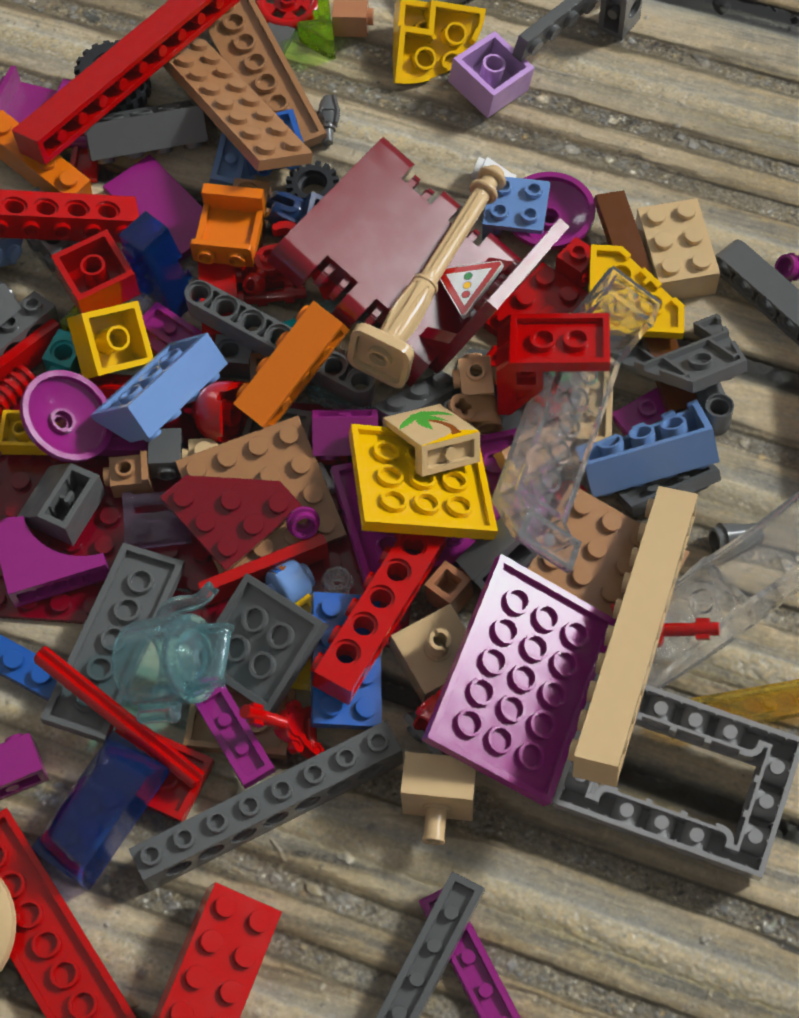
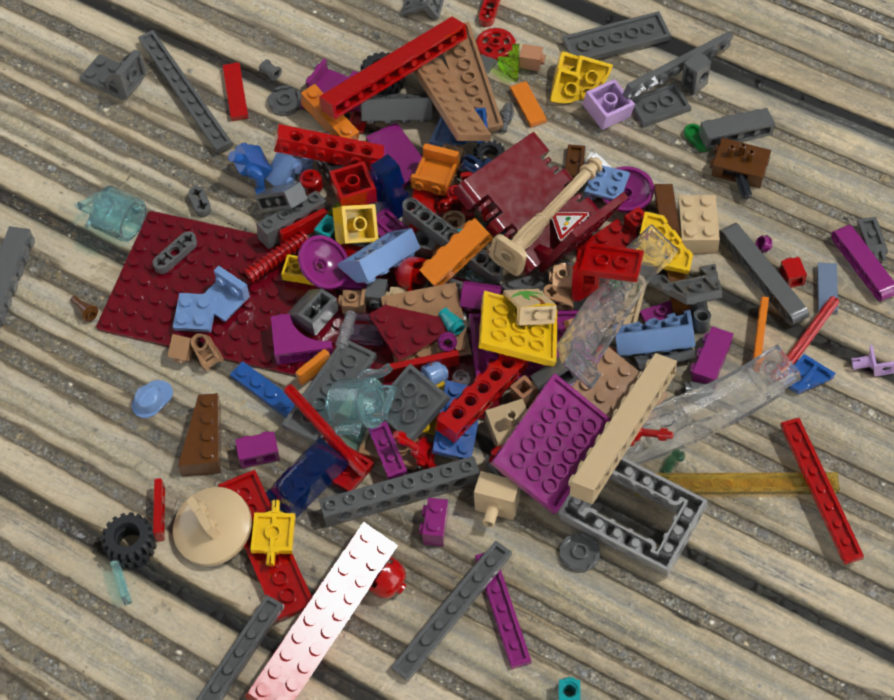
camera: 10 degrees right, 5 degrees down
(23, 276) = (311, 181): none -> red head
(57, 926) = (273, 533): none -> yellow plate
(77, 604) = (312, 367): none -> orange tile
(125, 528) = (346, 329): none -> clear pin
(276, 303) = (455, 219): none -> medium nougat piece
(279, 978) = (389, 580): none -> red cylinder
(305, 486) = (451, 321): none -> teal cone
(339, 851) = (435, 522): none -> magenta brick
(360, 93) = (528, 104): none -> orange tile
(454, 175) = (575, 159): none -> reddish brown tile
(573, 63) = (660, 105): none -> dark grey tile
(598, 862) = (579, 552): none -> dark grey tile
(644, 108) = (691, 134): none -> green tile
(703, 83) = (737, 127): none -> dark grey brick
(718, 670) = (675, 456): none -> clear green arm
(723, 141) = (740, 164): none -> reddish brown piece
(747, 474) = (711, 356): none -> magenta brick

